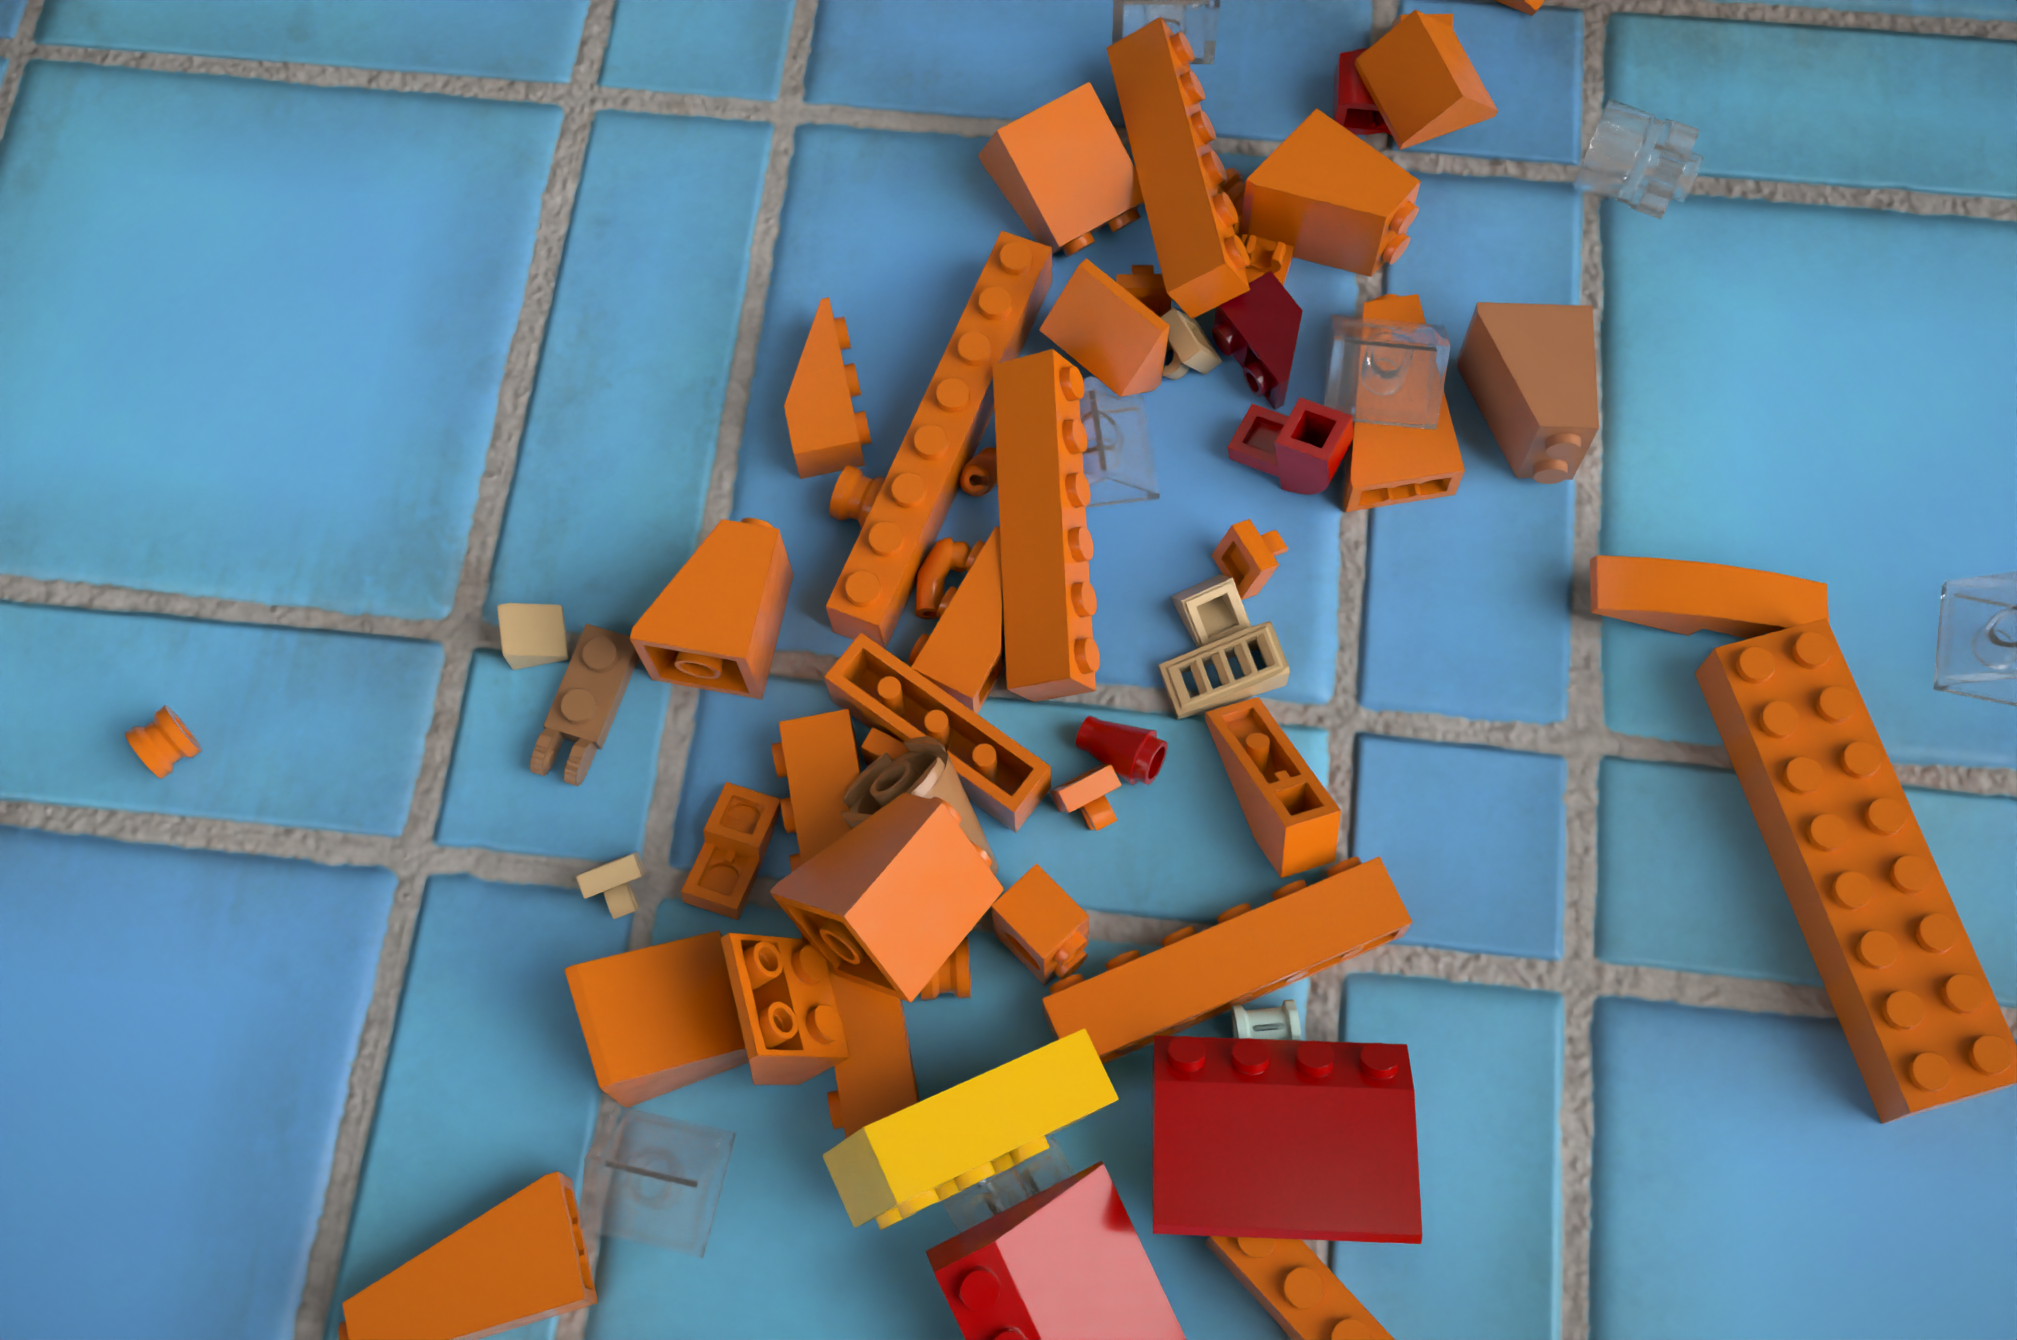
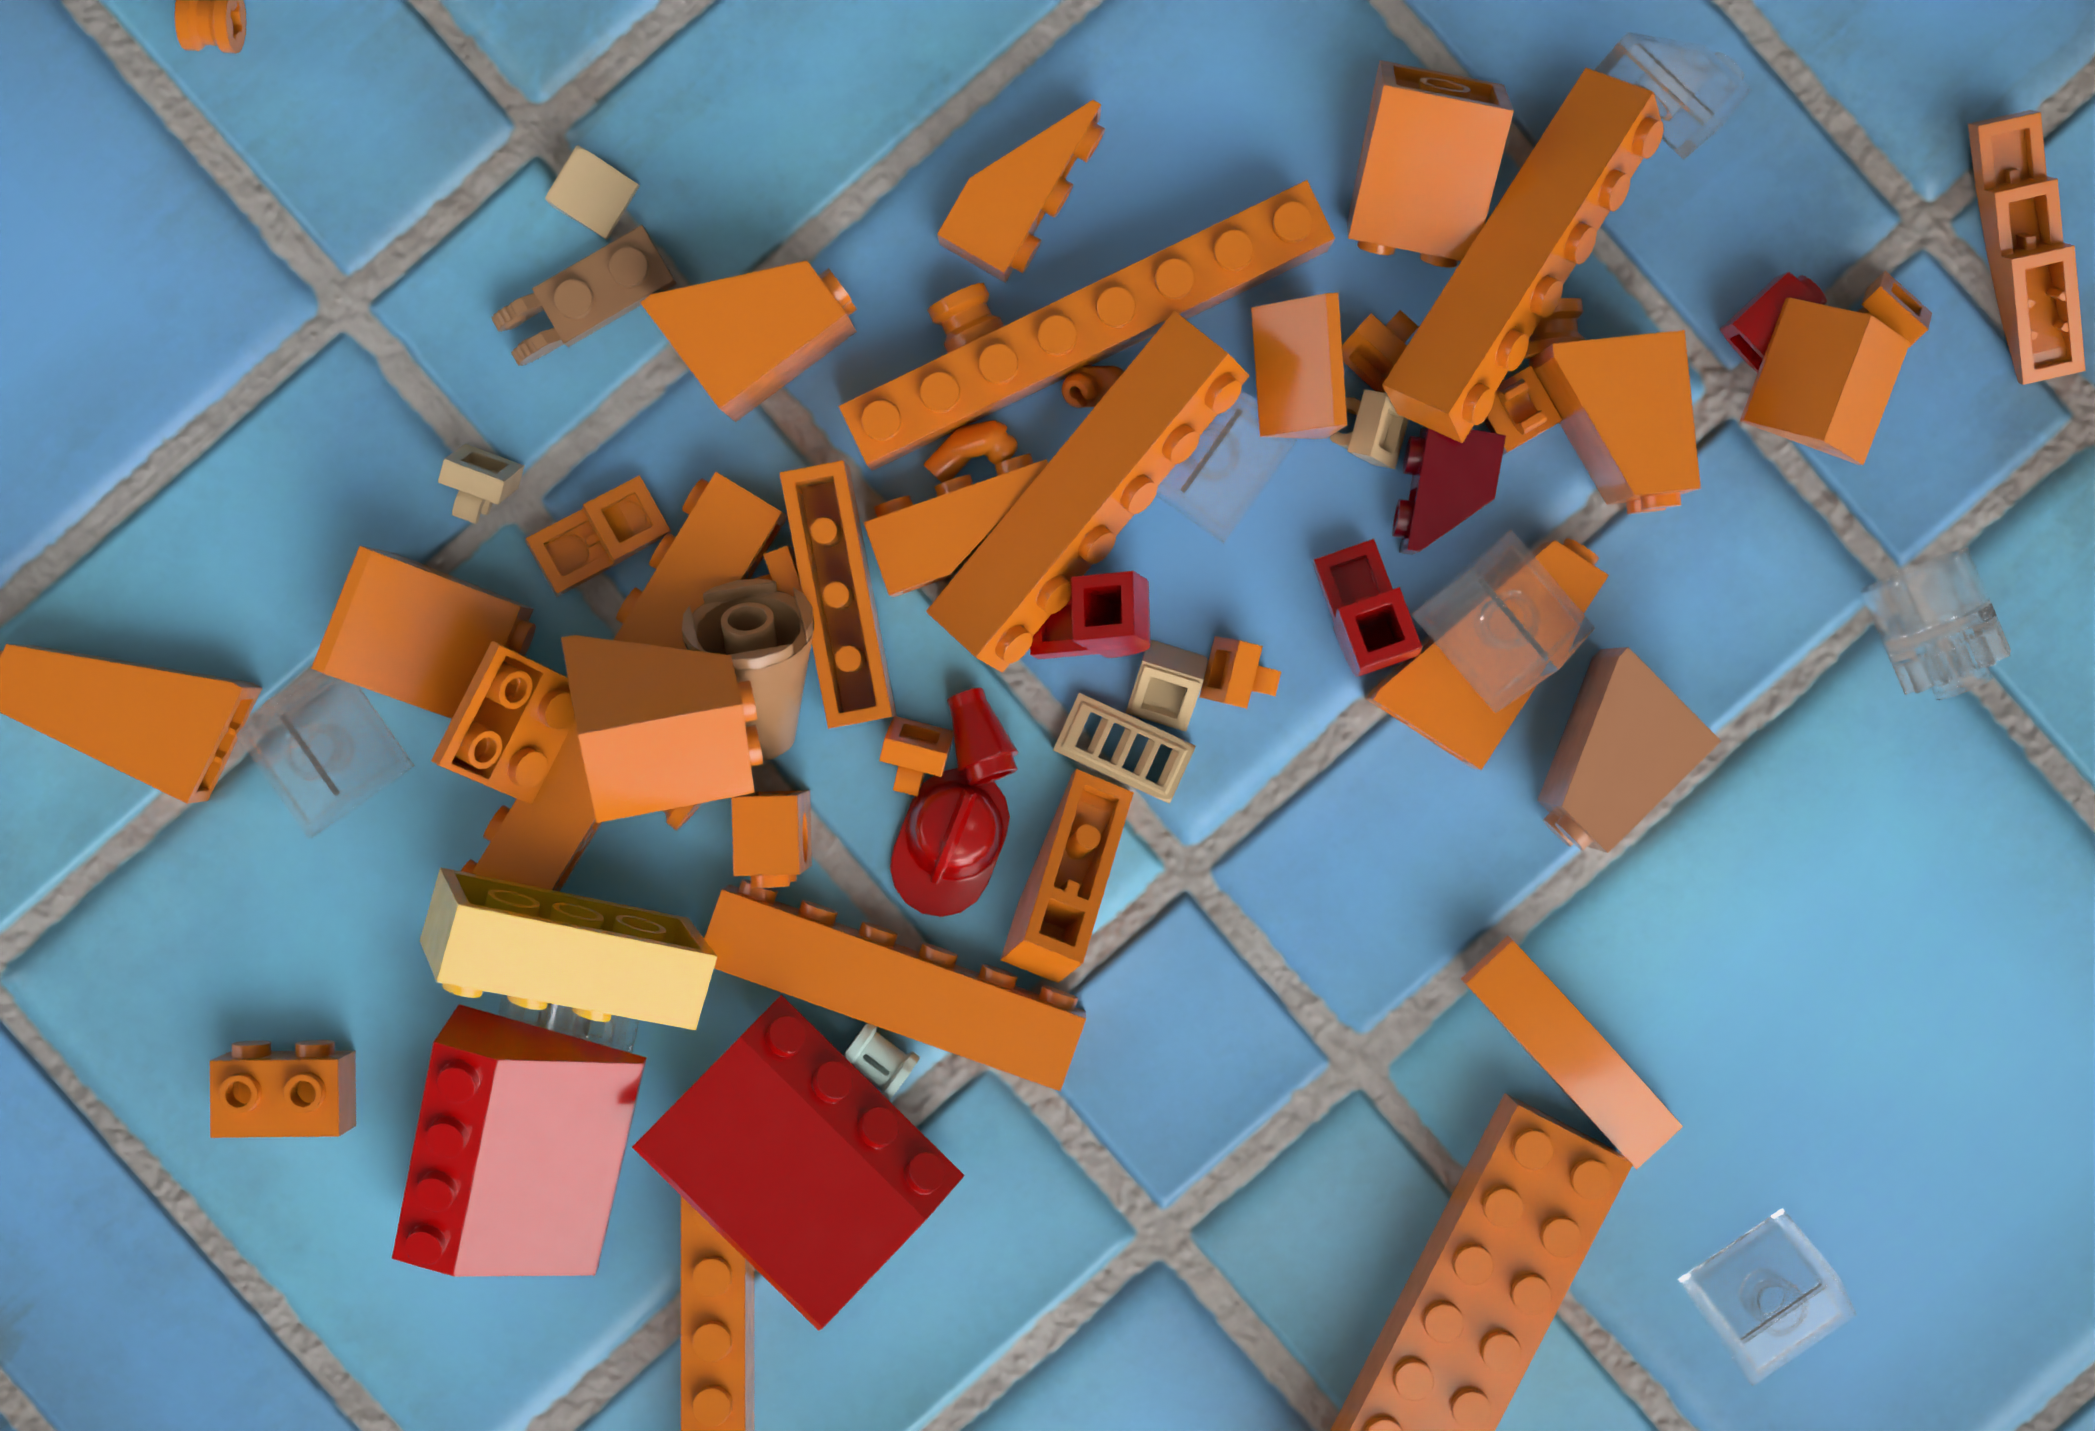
camera: 40 degrees right, 20 degrees up
(1131, 593) = (1103, 617): none -> red brick
(1168, 843) = (949, 844): none -> red piece

